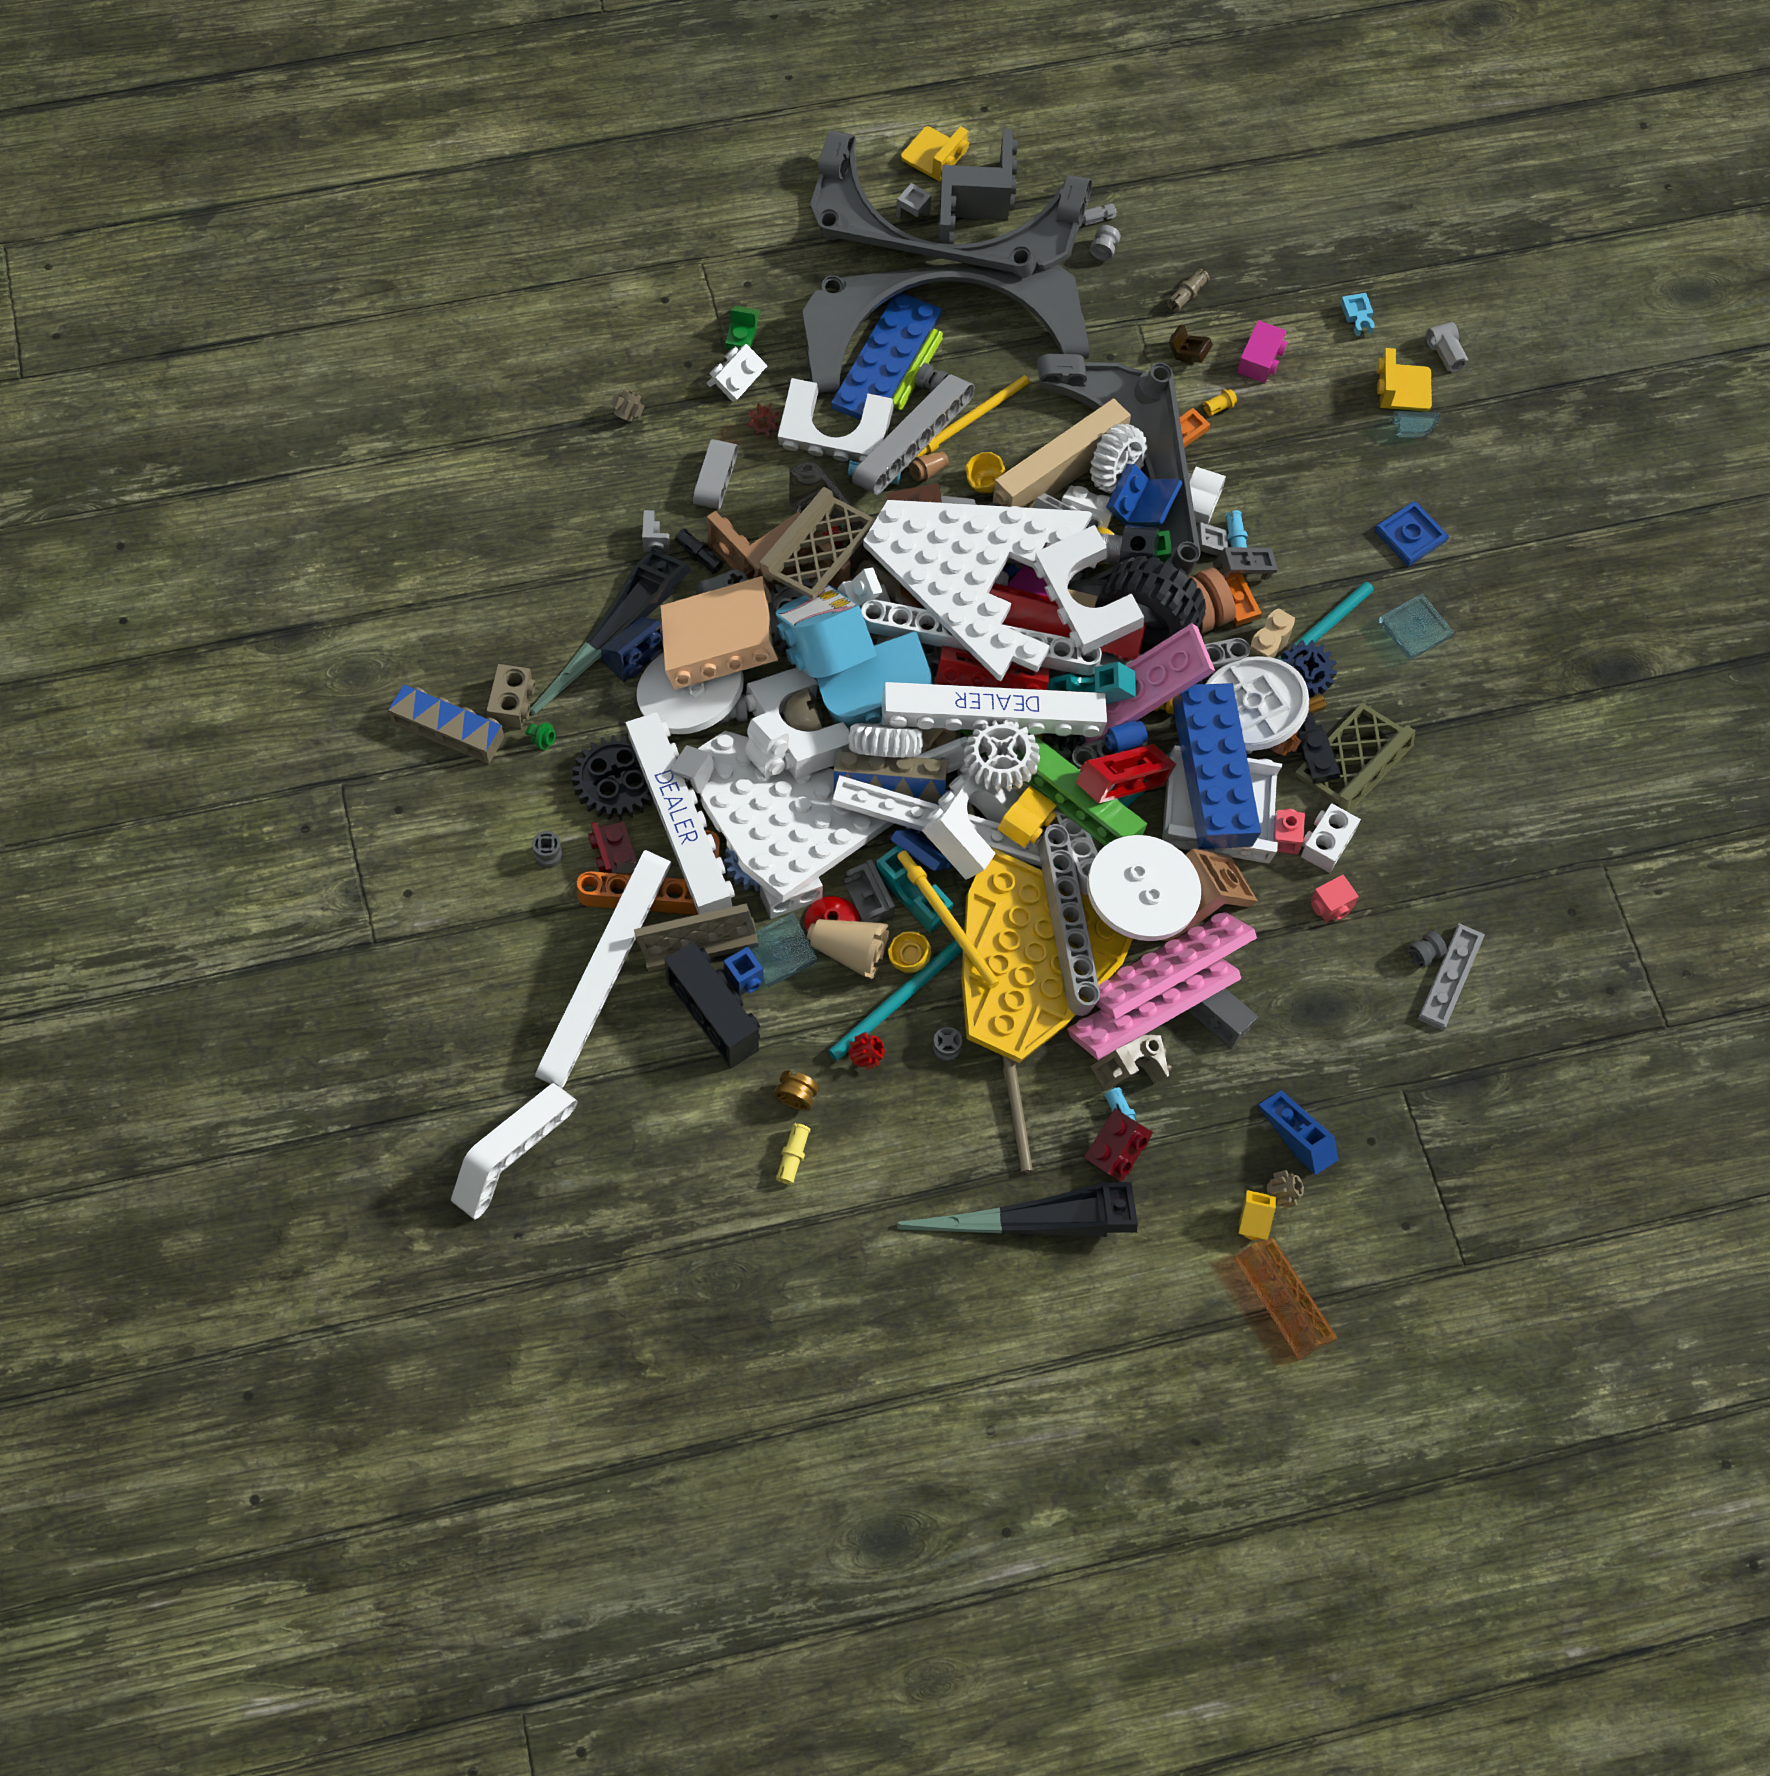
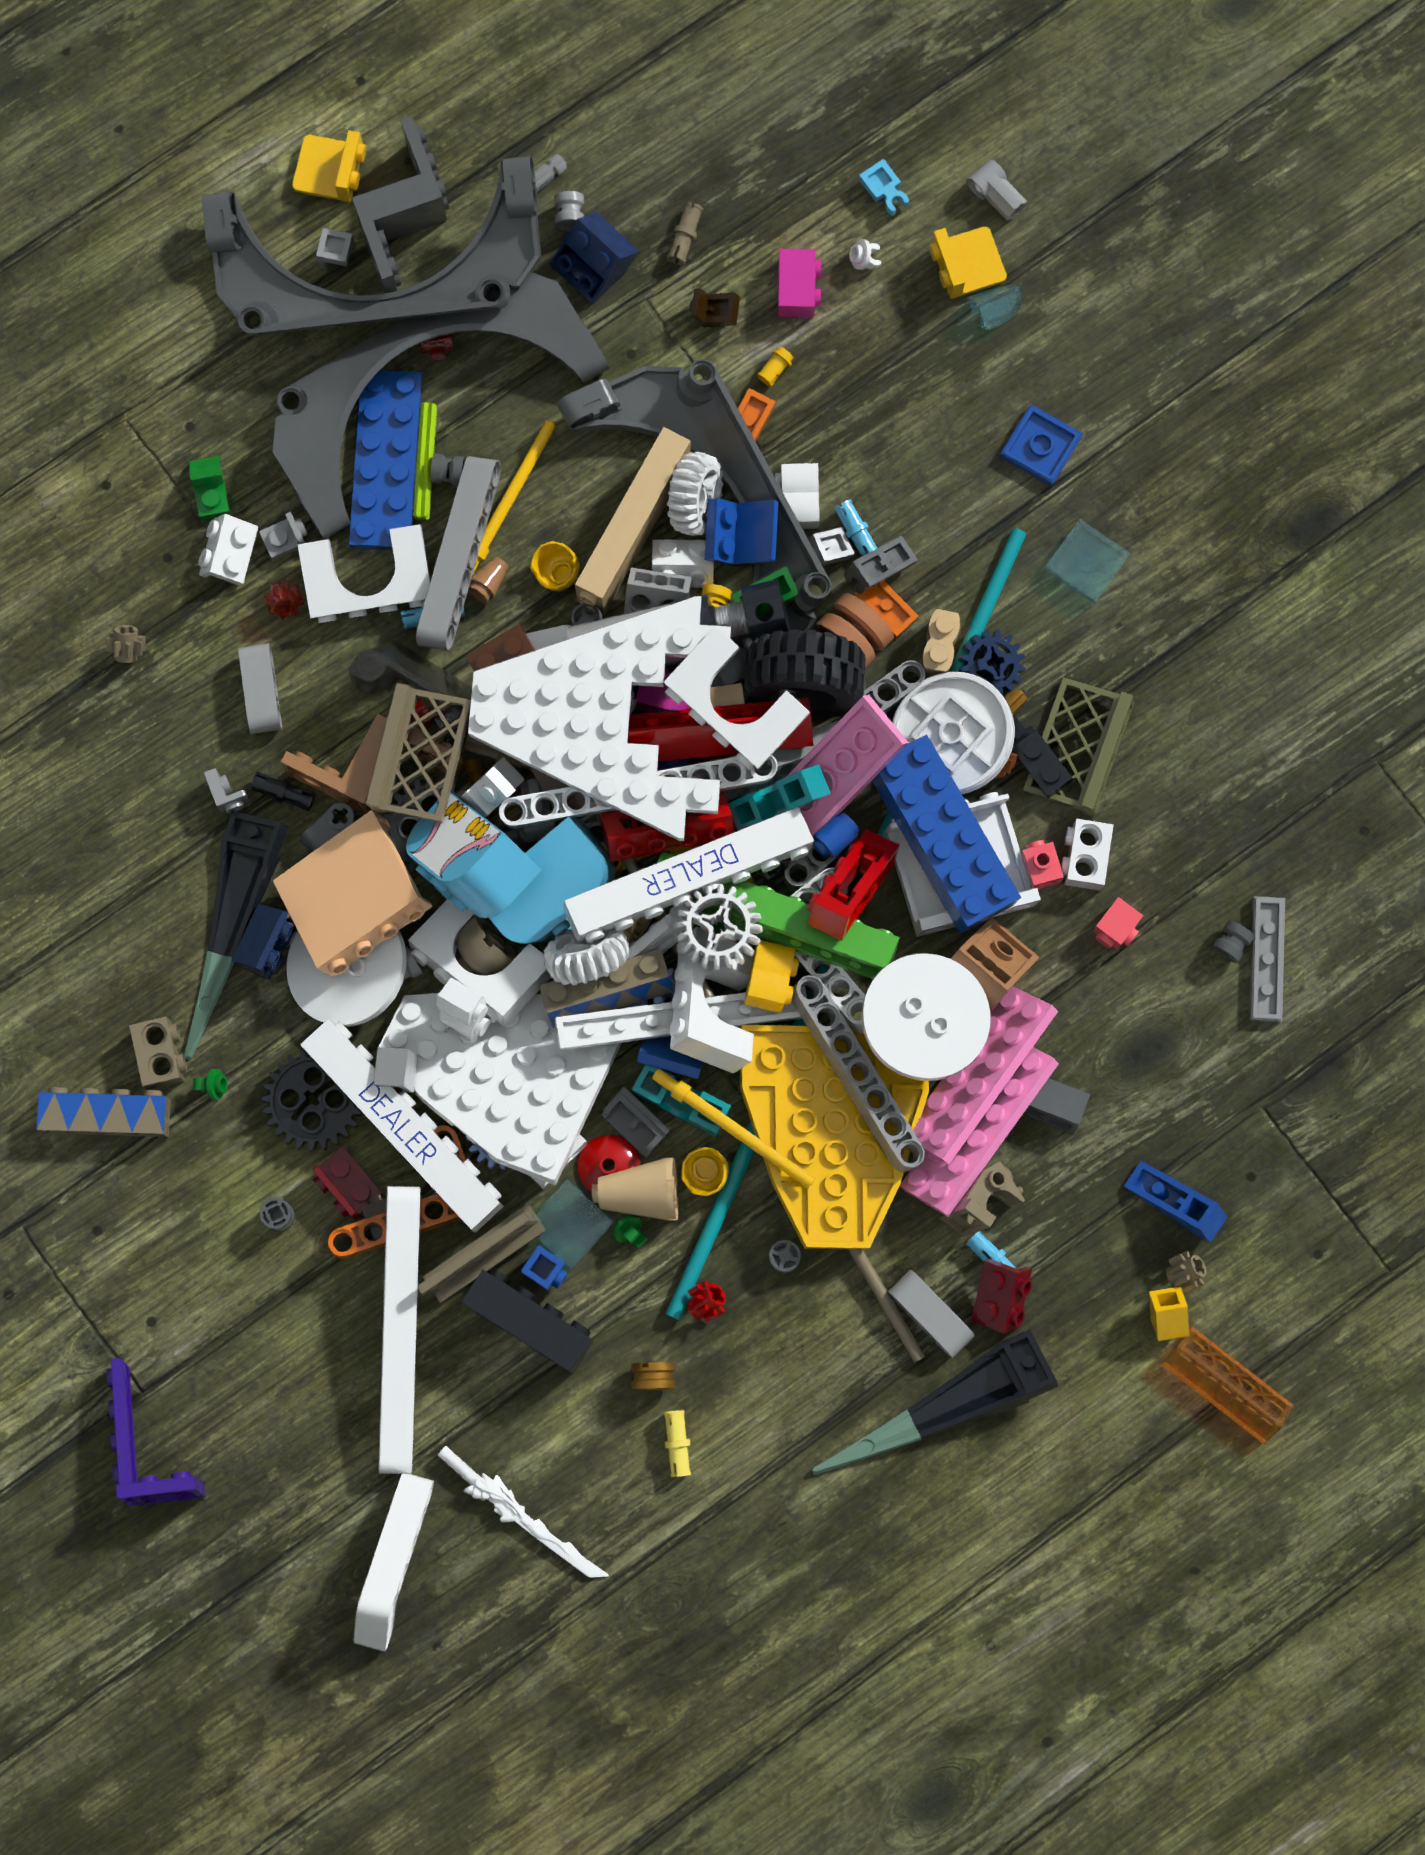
camera: 20 degrees left, 15 degrees up
(339, 1007) = (148, 1488): none -> dark purple bracket
(629, 1150) = (510, 1510): none -> white sword
(779, 379) = (283, 537): none -> light grey bracket
(826, 973) = (628, 1229): none -> green plate
(963, 293) = (438, 347): none -> clear red gear
(1052, 1137) = (931, 1313): none -> light grey beam
(1110, 278) = (593, 256): none -> dark blue slope
(1322, 351) = (861, 255): none -> white plate

